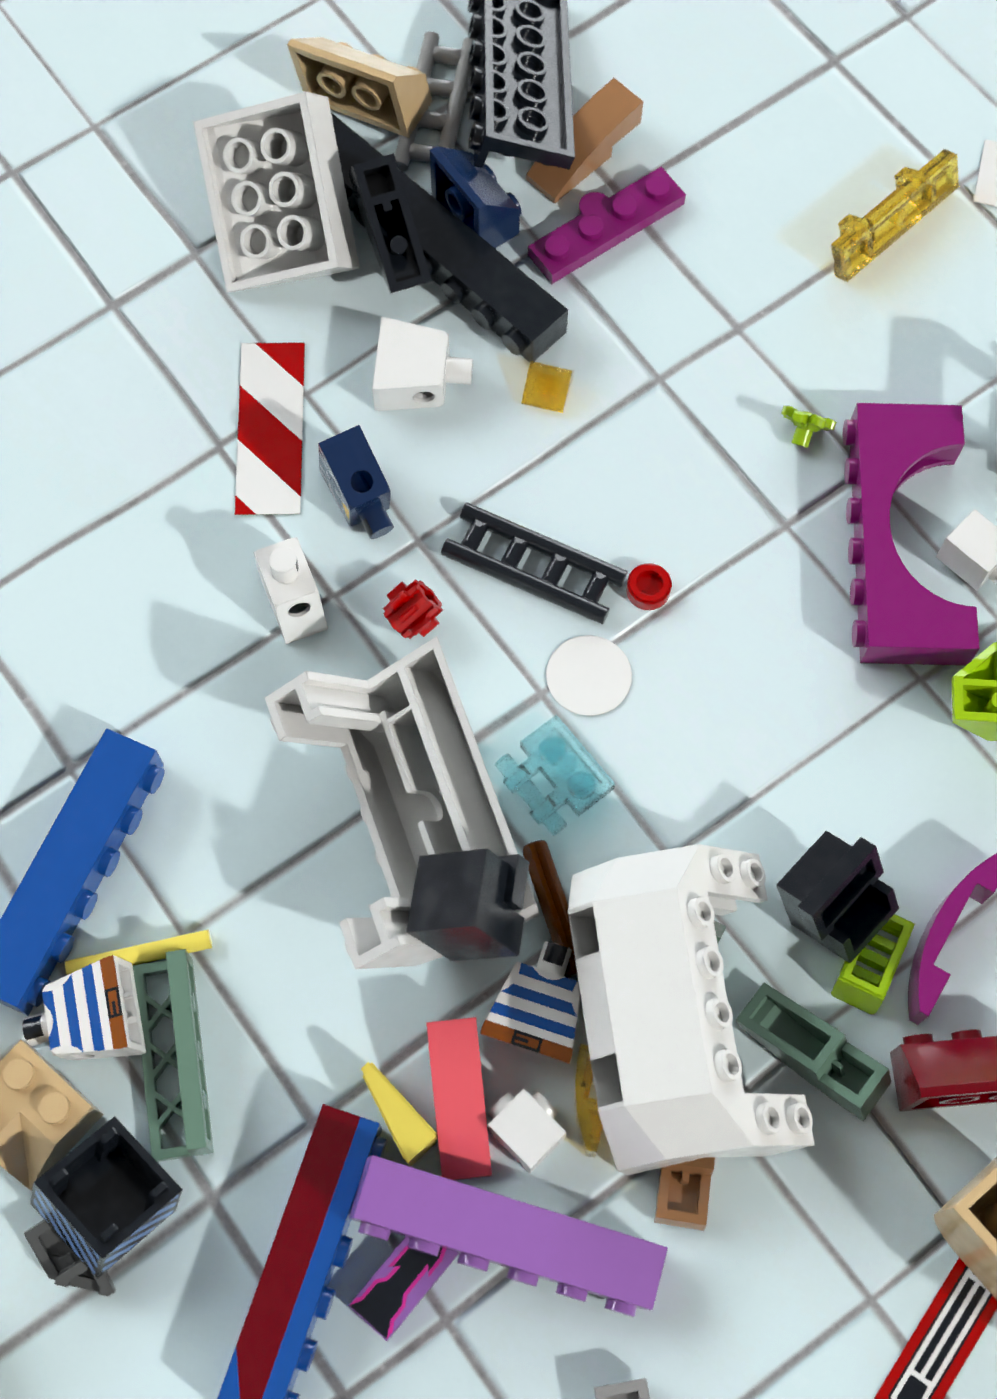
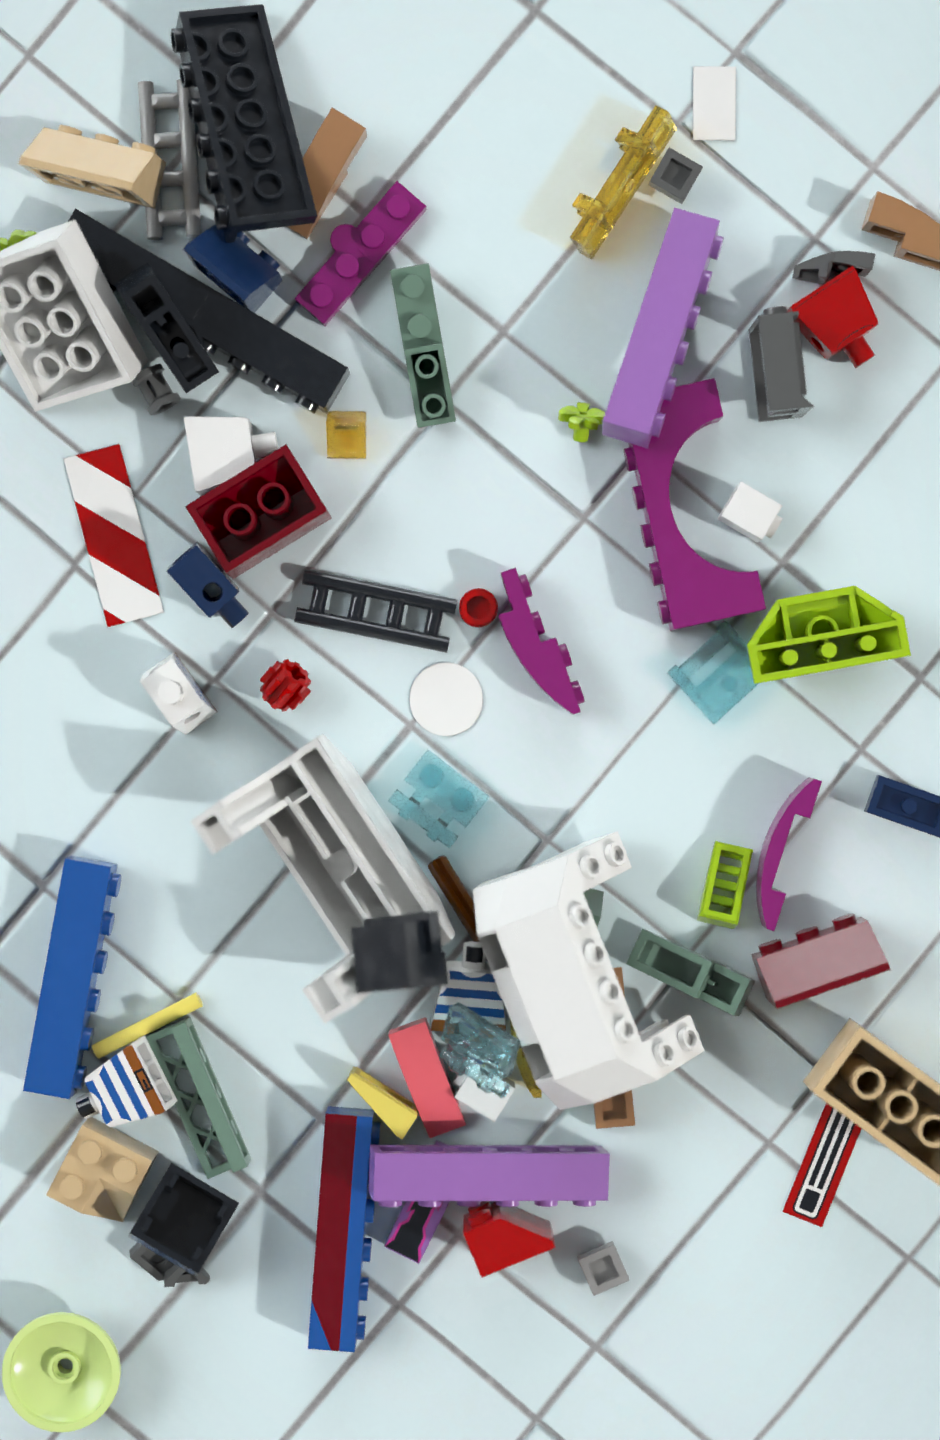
camera: 15 degrees left, 20 degrees up
(354, 301) = (156, 389): none -> dark grey bush
(436, 426) = (258, 512): none -> dark red slope
(505, 1320) = (504, 1236): none -> red slope
(544, 1051) = (482, 1042): none -> clear light blue plate
(652, 312) = (423, 345): none -> sand green slope
(704, 643) = (542, 660): none -> magenta slope
(838, 895) = (686, 853): black plate -> none
(912, 346) = (661, 327): none -> medium lavender brick
(915, 730) = (726, 683): none -> clear light blue plate
(952, 217) = (675, 175): none -> dark grey tile

